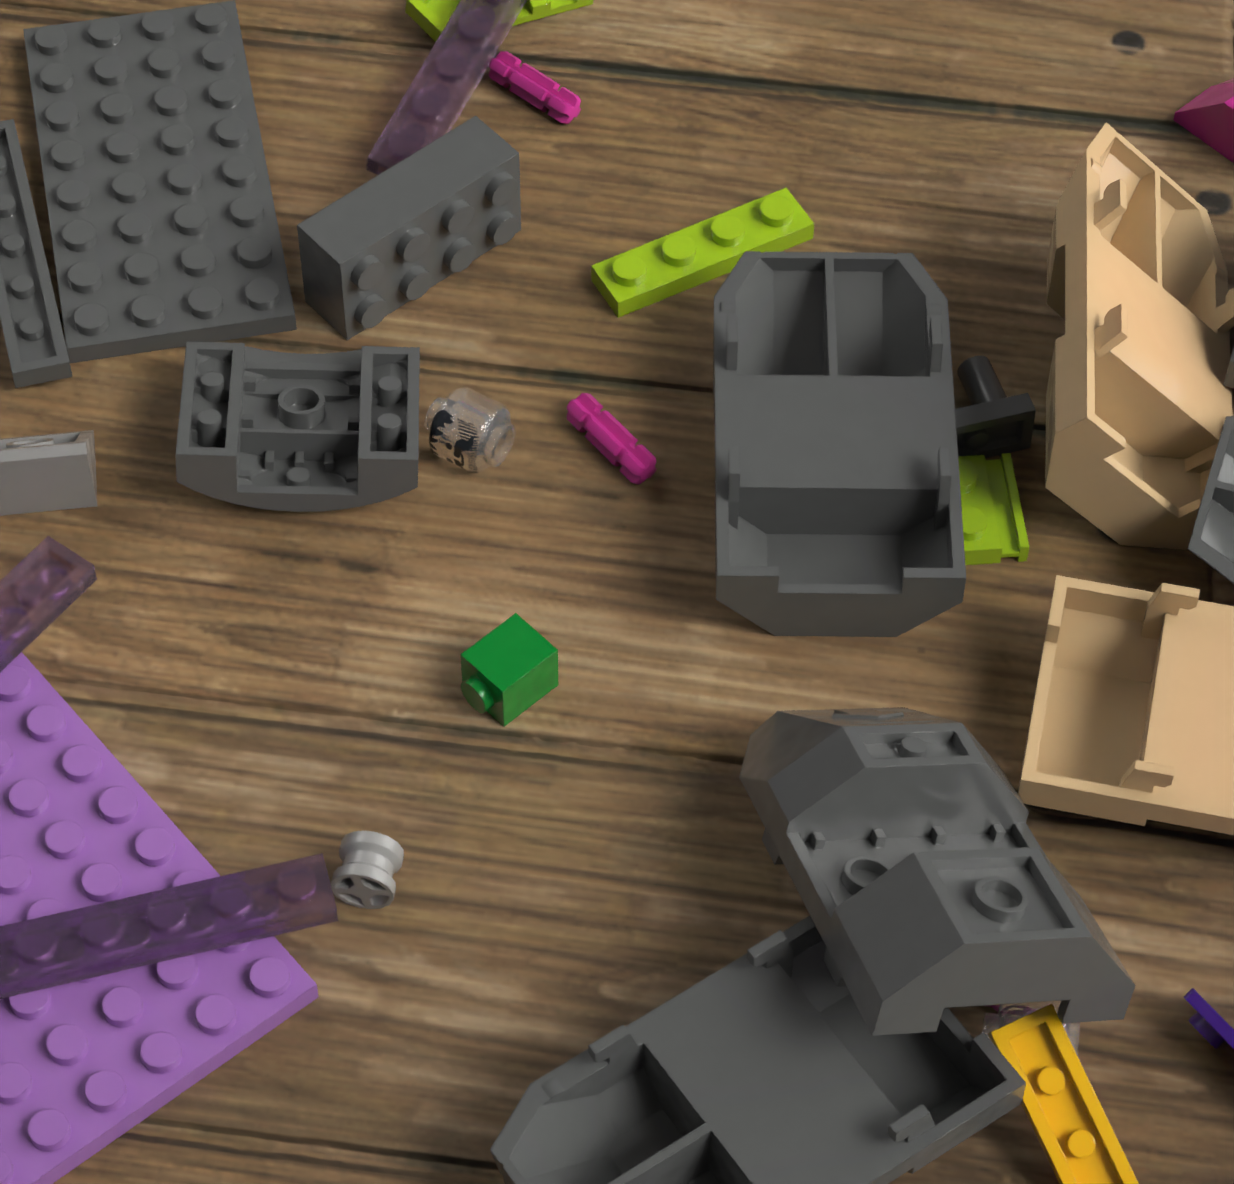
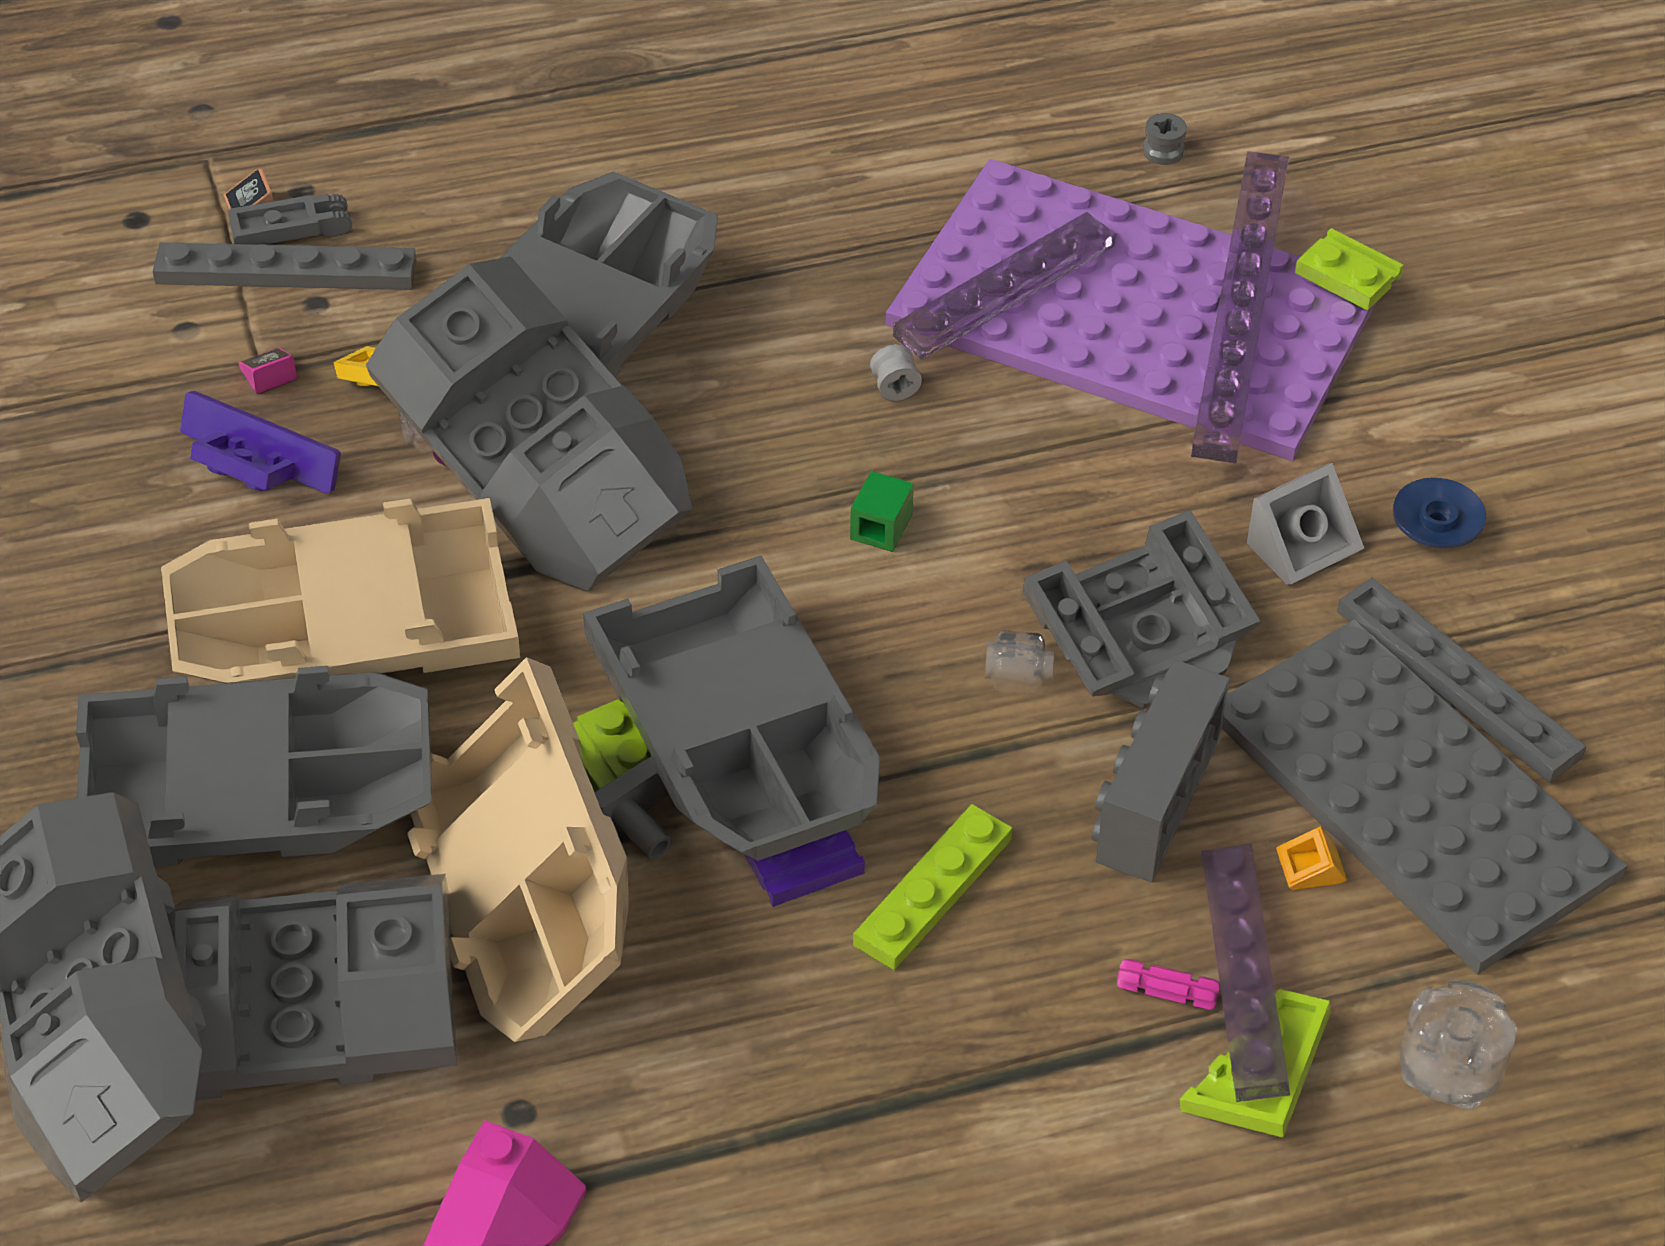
camera: 155 degrees right, 5 degrees down
(312, 145) = (1311, 861): none -> light orange slope
(611, 438) = (913, 703): dark pink axle -> none

